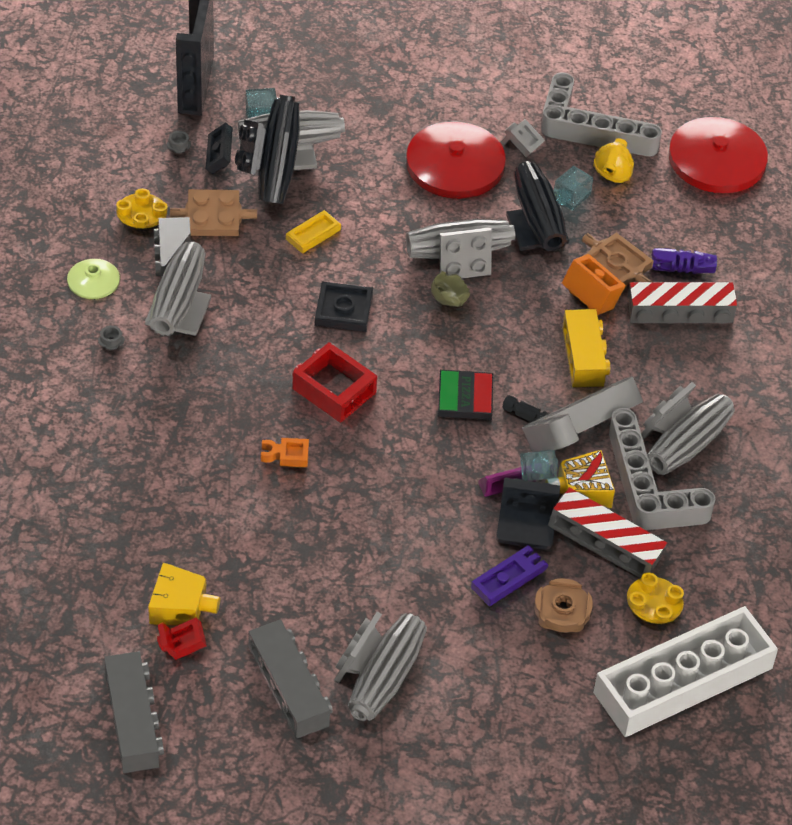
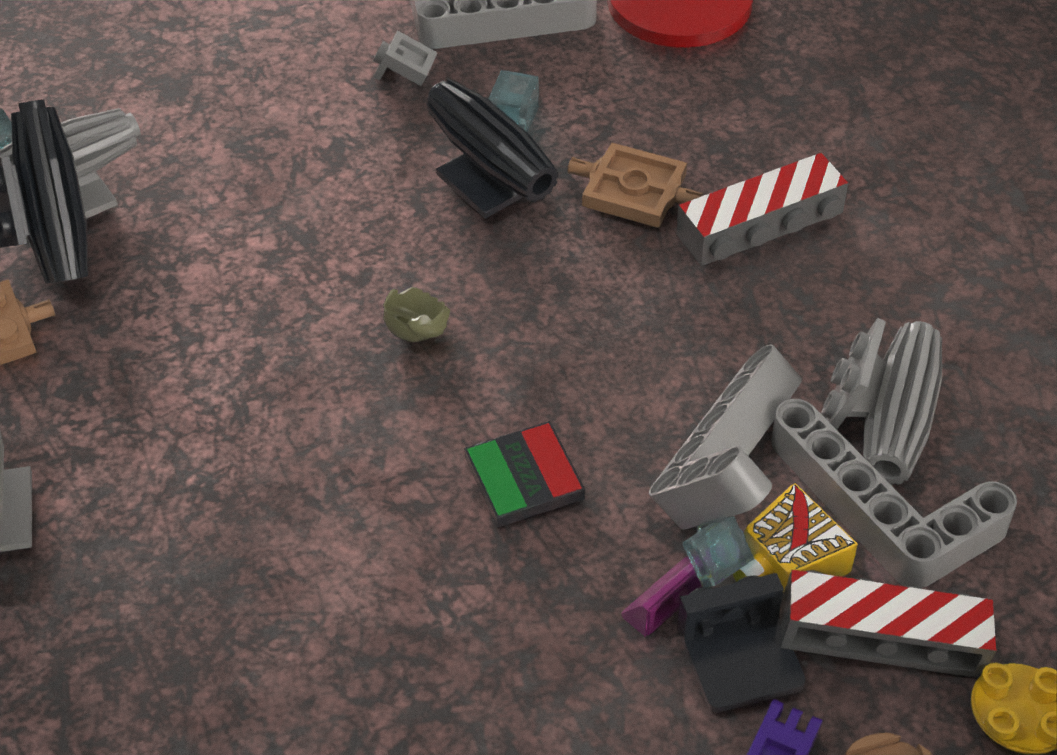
camera: 20 degrees left, 0 degrees up
(291, 452) = (287, 695): orange plate -> none
(313, 231) = (155, 302): yellow tile -> none
(343, 306) = (258, 403): black tile -> none
(349, 400) = (294, 572): red window -> none
(455, 160) = (321, 123): red dish -> none
(462, 245) = (400, 239): light grey plate -> none
(523, 409) = (628, 462): black axle -> none
(585, 348) = (666, 328): yellow brick -> none
(593, 284) = (625, 227): orange brick -> none
(617, 158) = (551, 39): yellow helmet -> none
(683, 261) = (727, 149): dark purple hinge -> none

